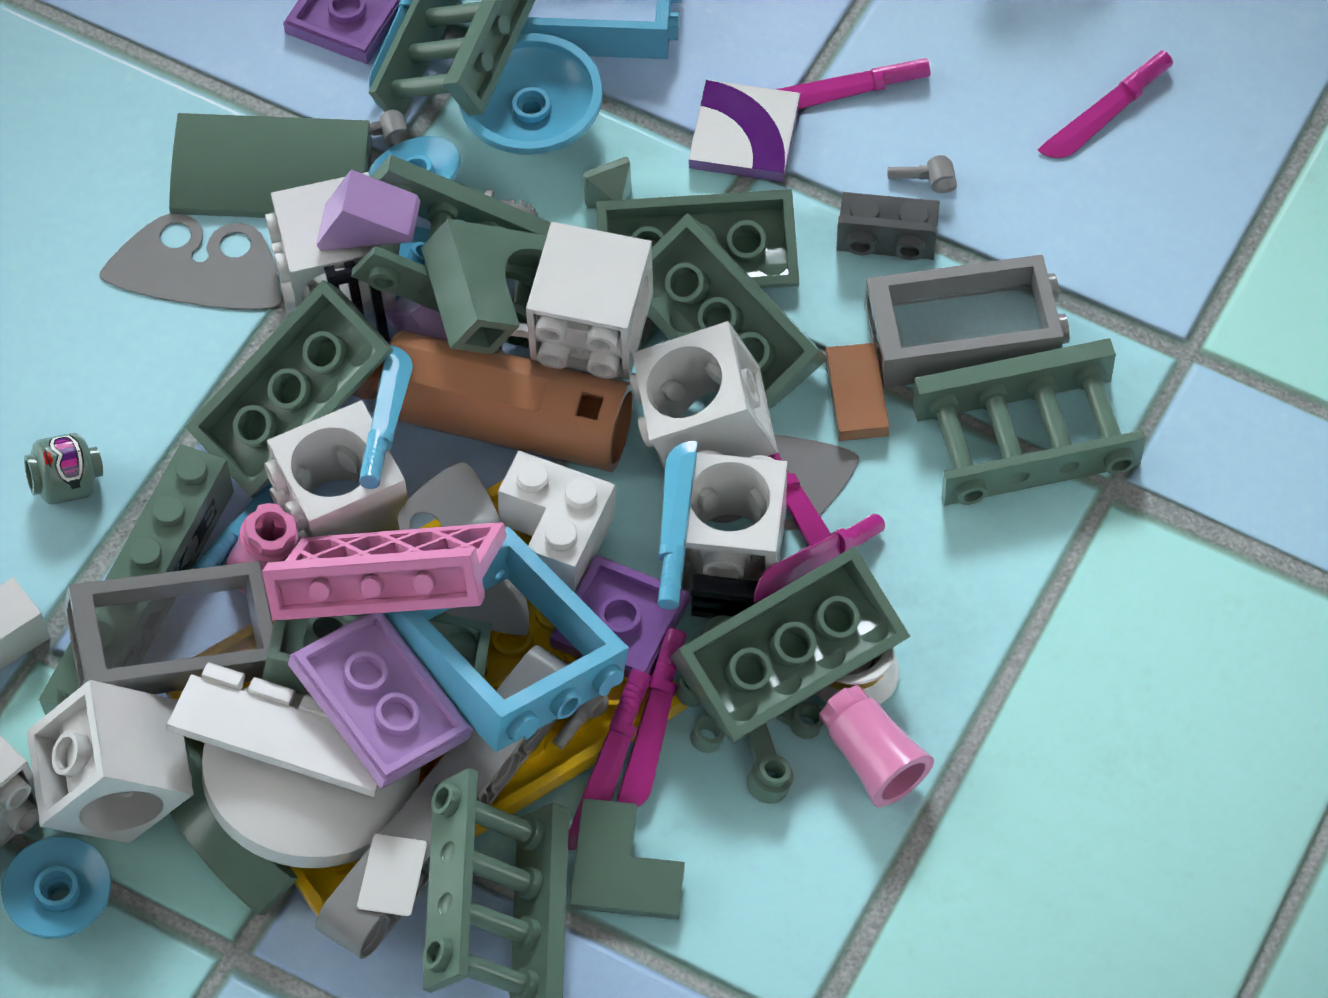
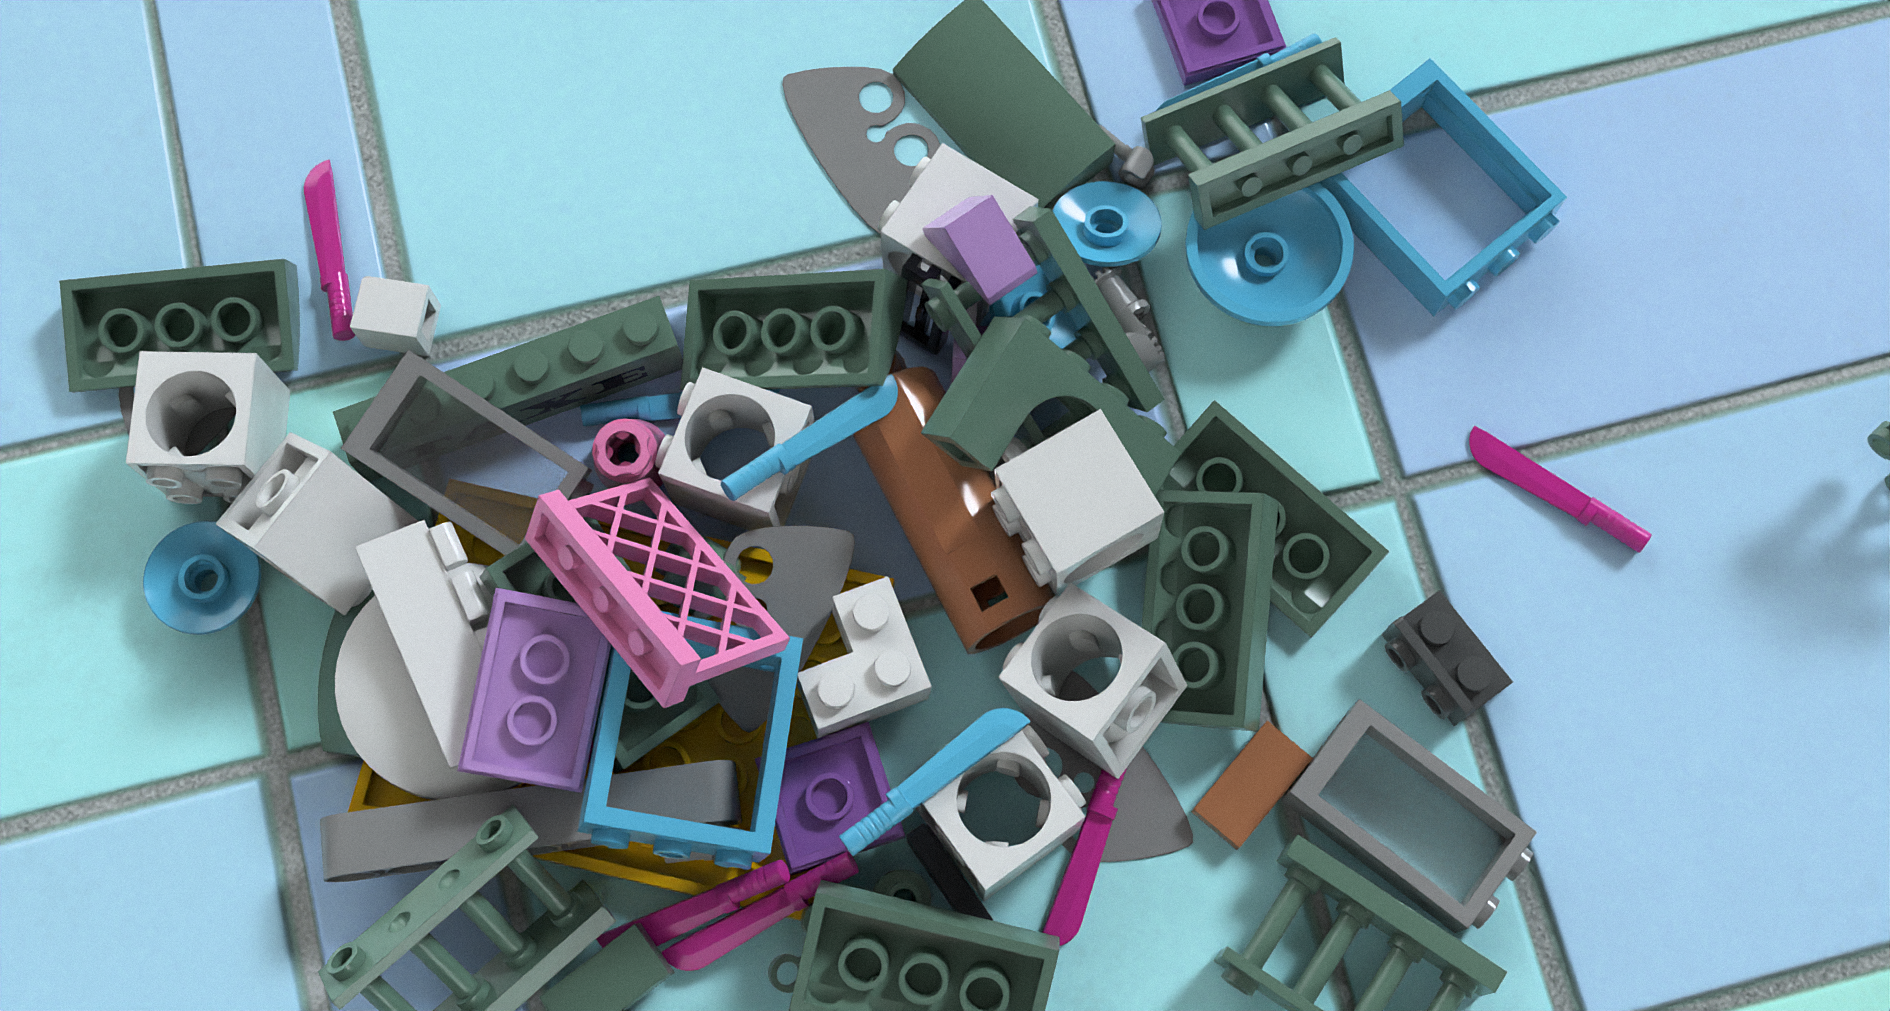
camera: 45 degrees right, 15 degrees up
(62, 468) = (570, 224): sand green head -> none
(392, 875) = (404, 846): white sticker -> none
(607, 182) = (1249, 391): sand green slope -> none
(744, 130) = (1420, 449): tile -> none
(812, 557) = (1078, 914): dark pink piece -> none
(938, 171) = (1544, 652): light grey hand -> none
(1103, 111) = (1732, 735): dark pink piece -> none

